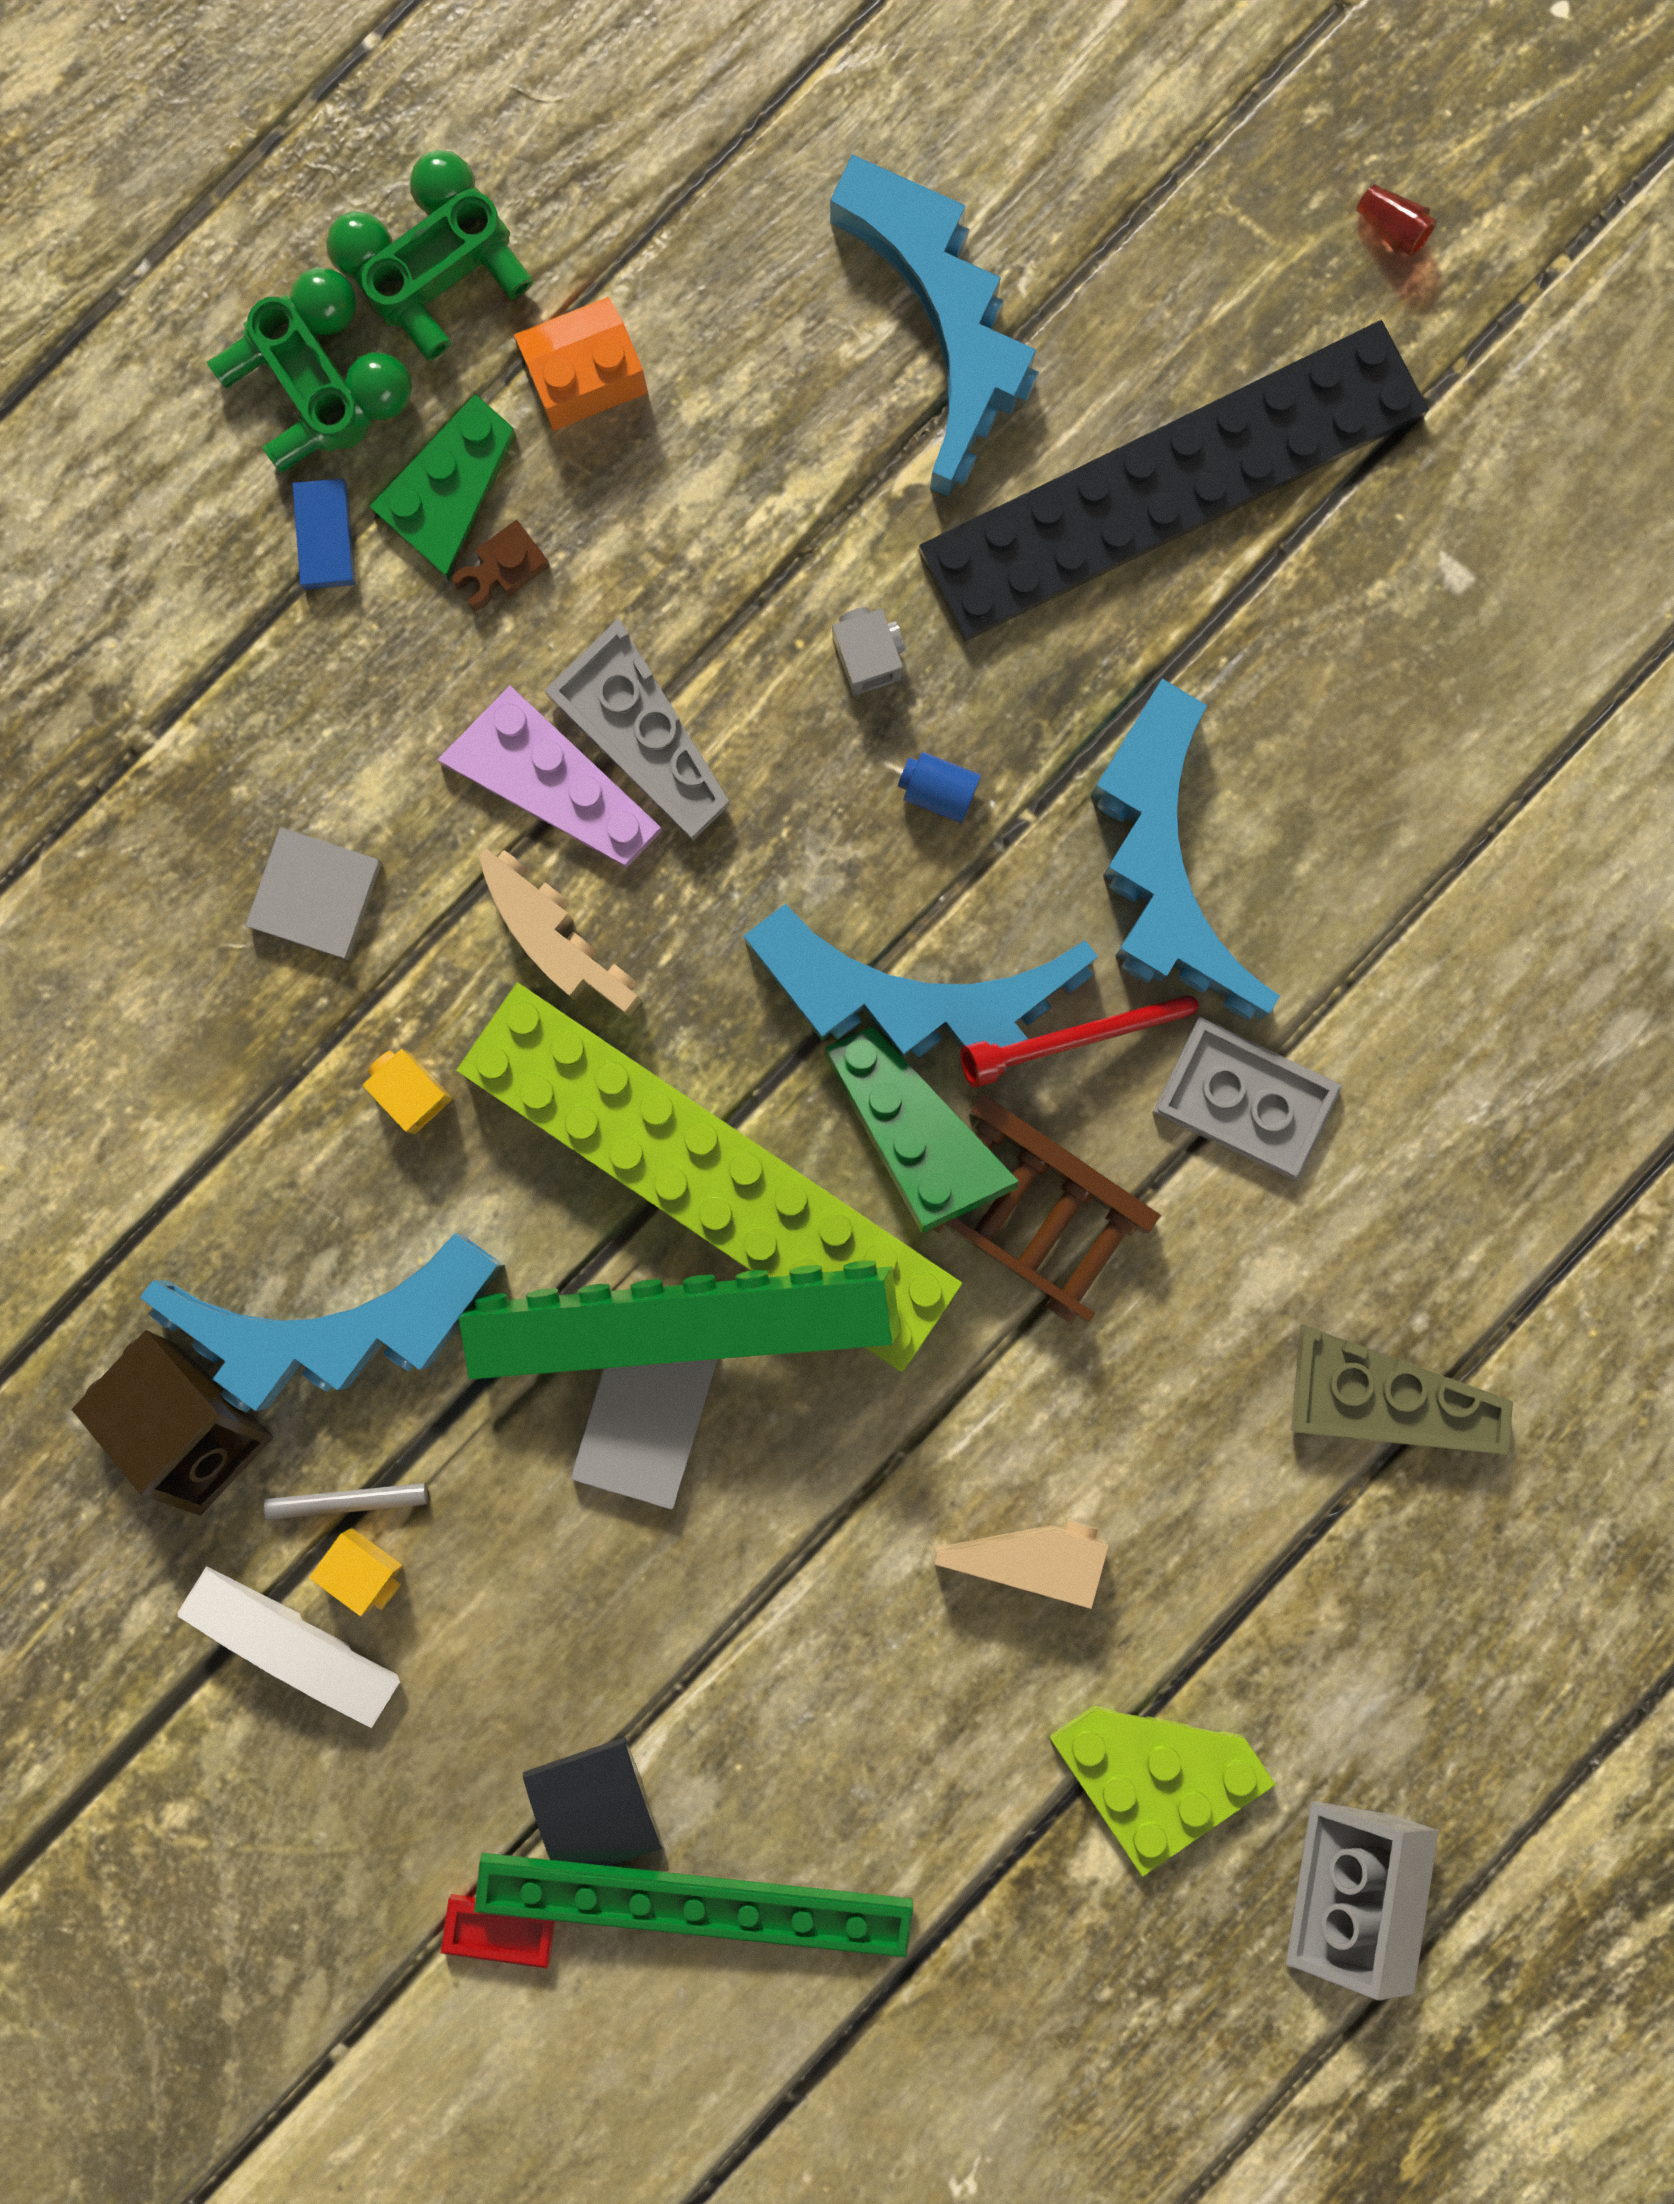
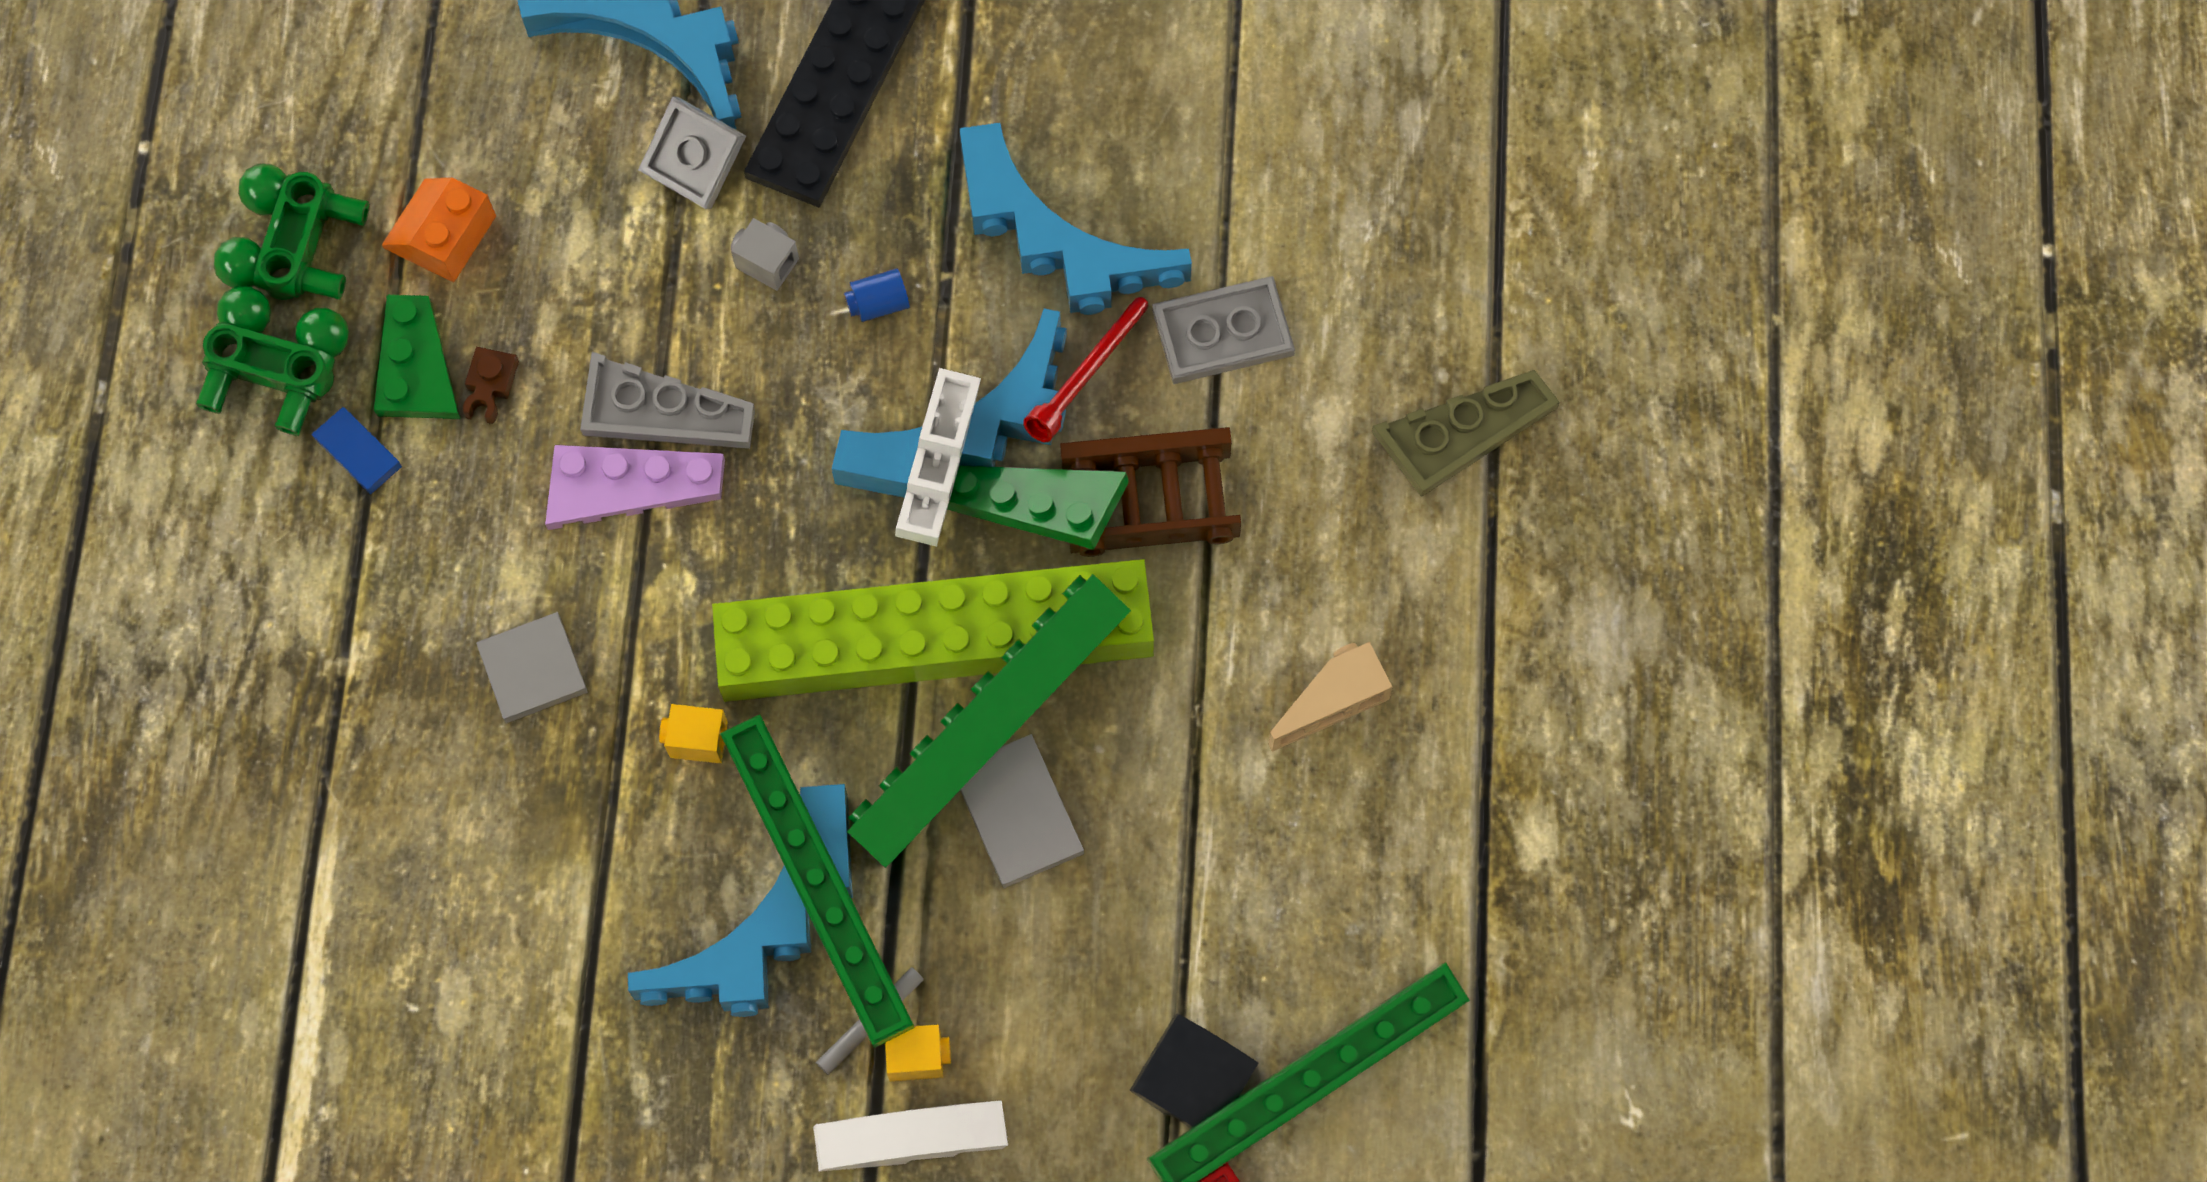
camera: 40 degrees left, 15 degrees down
(169, 1425) = (714, 1058): dark brown slope -> none
(392, 1340) = (817, 881): none -> green tile
(538, 925) = (694, 570): tan slope -> none
(851, 1013) = (937, 457): none -> white slope
(882, 484) = (692, 152): none -> light grey tile
(1159, 1778) = (1526, 765): lime plate -> none
(1362, 1899) = (1709, 728): light grey slope -> none

